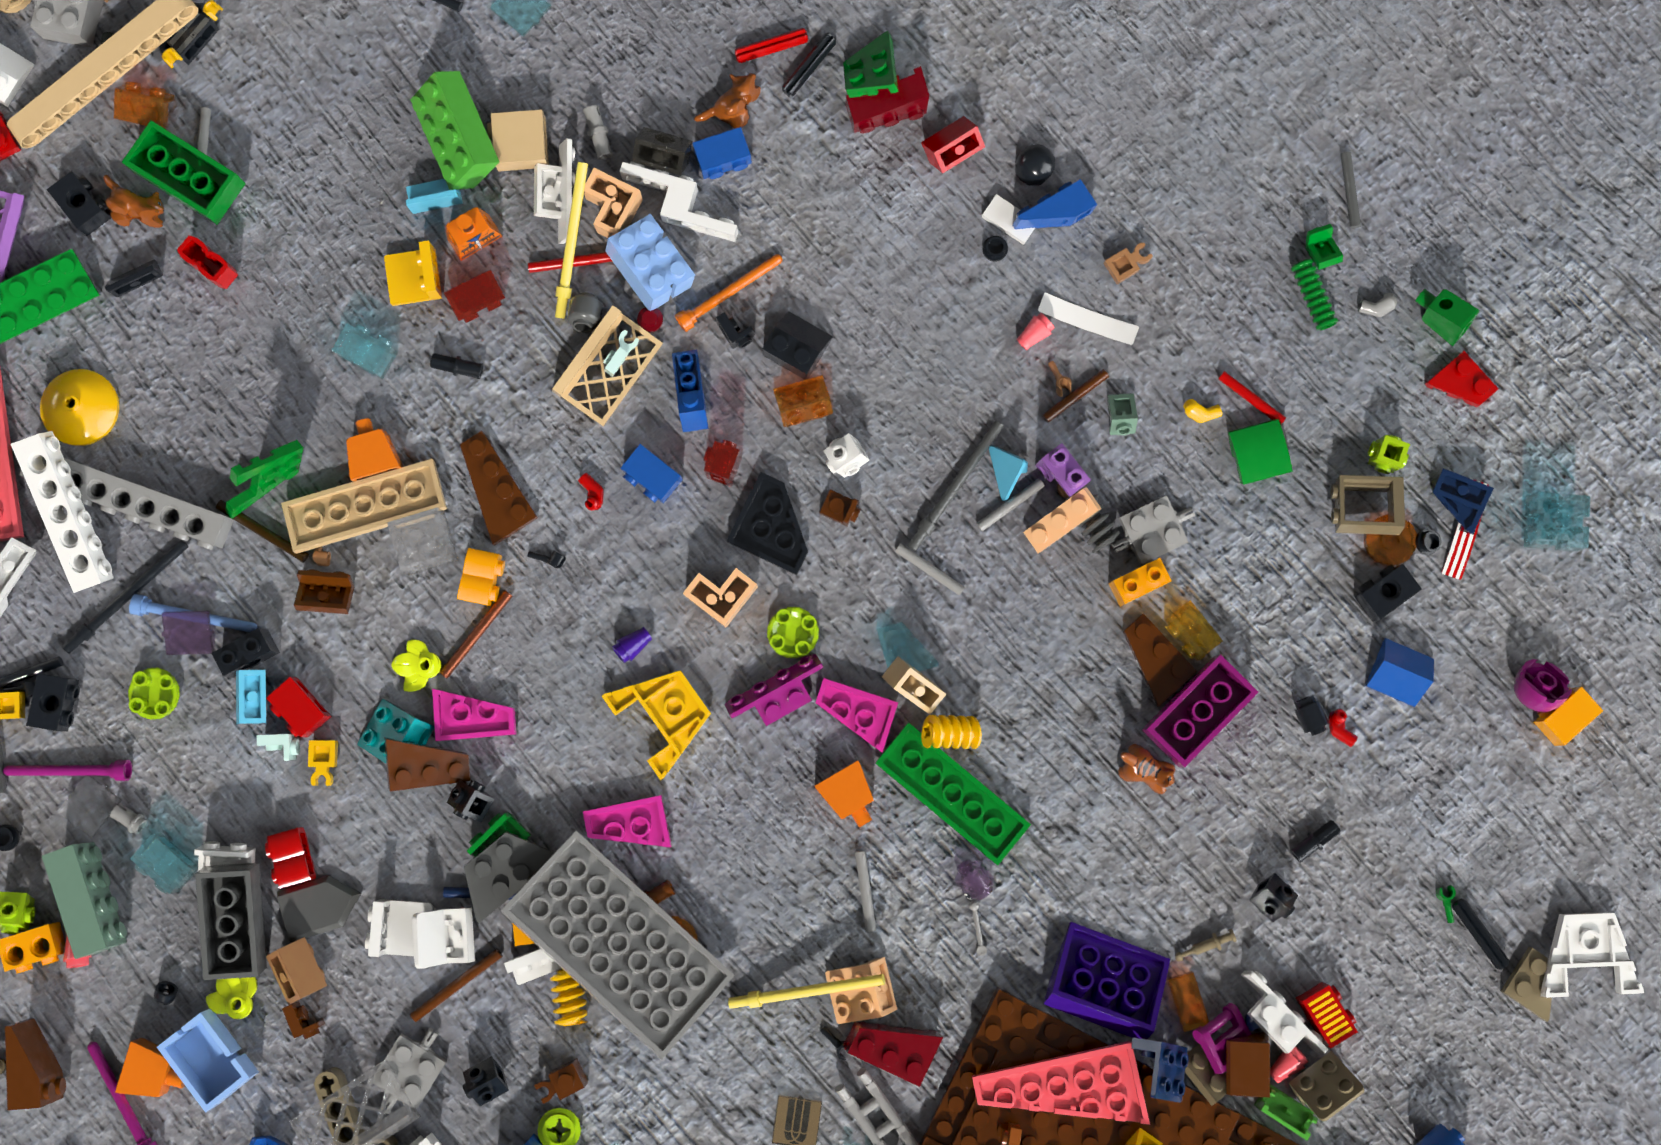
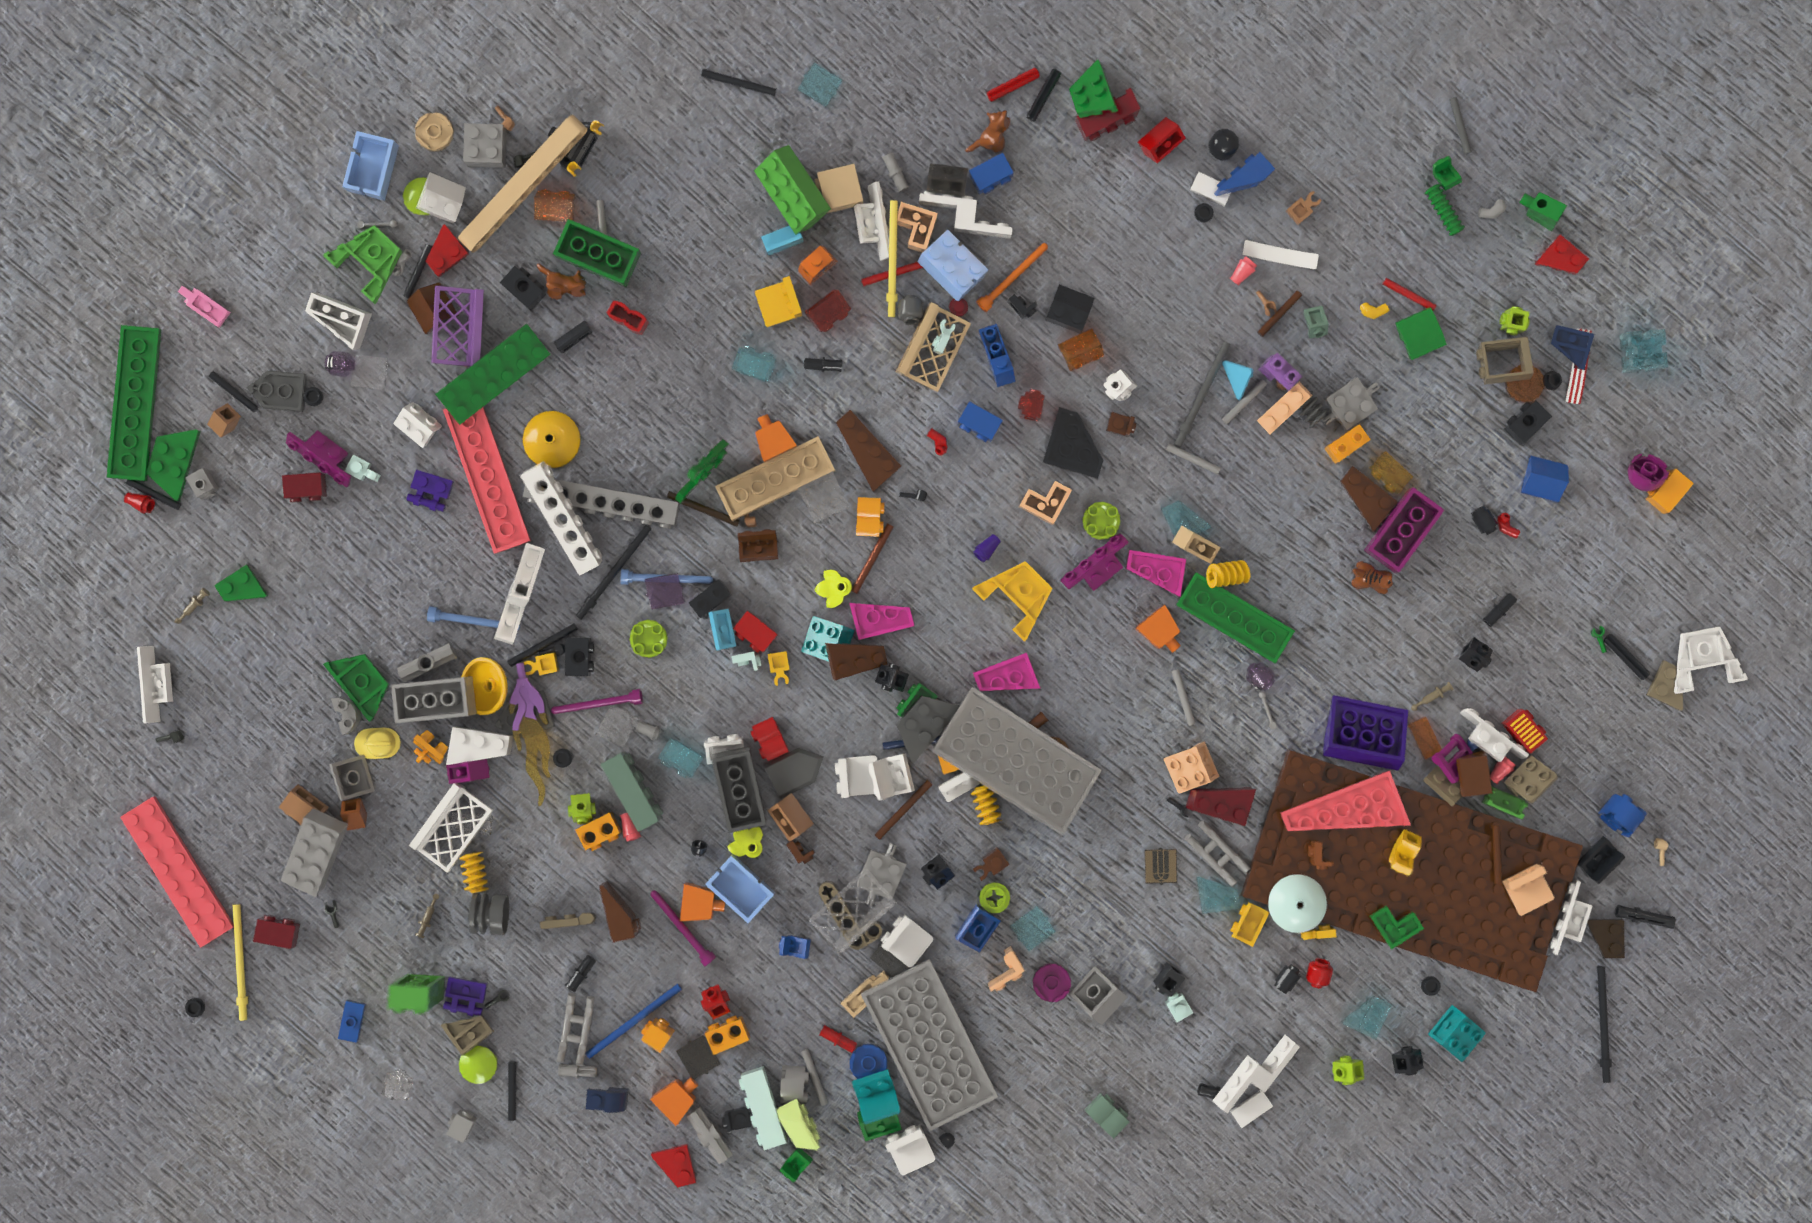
camera: 10 degrees left, 5 degrees up
(756, 998) = (1118, 784): light yellow bar -> none
(1168, 1068) = (1418, 784): dark blue bracket -> none

